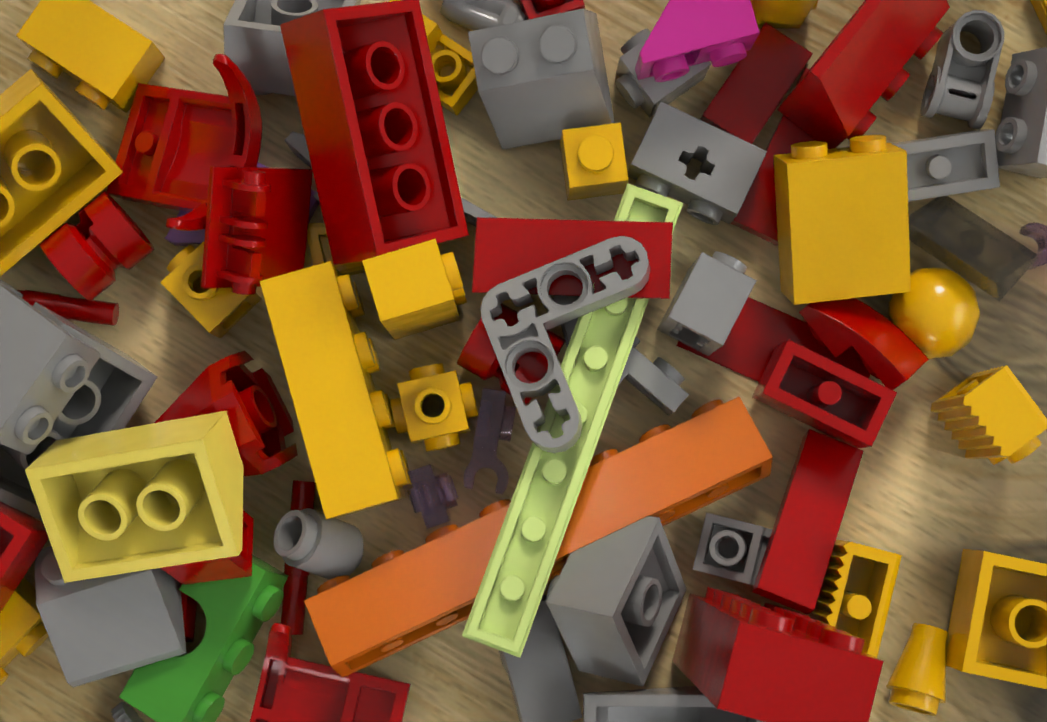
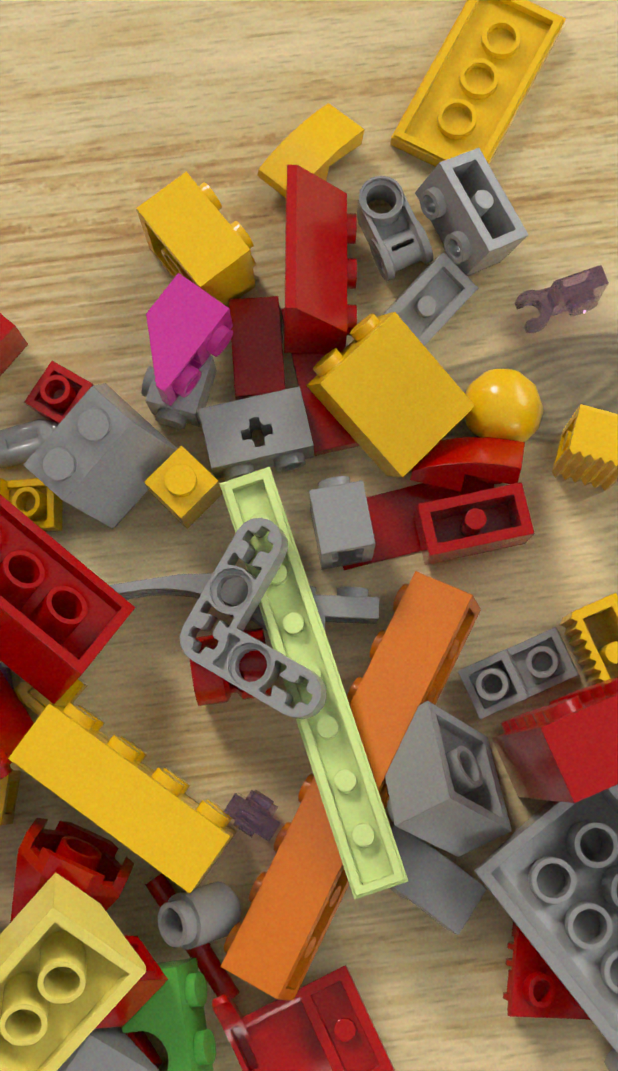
camera: 30 degrees left, 5 degrees down
(415, 288) = (126, 675): yellow brick -> none
(437, 431) = (227, 748): yellow brick -> none
(493, 424) = (258, 728): plate -> none
(518, 245) = (176, 587): red sticker -> none
(808, 522) = (533, 621): red tile -> none
(970, 245) = (490, 343): clear smoke slope -> none

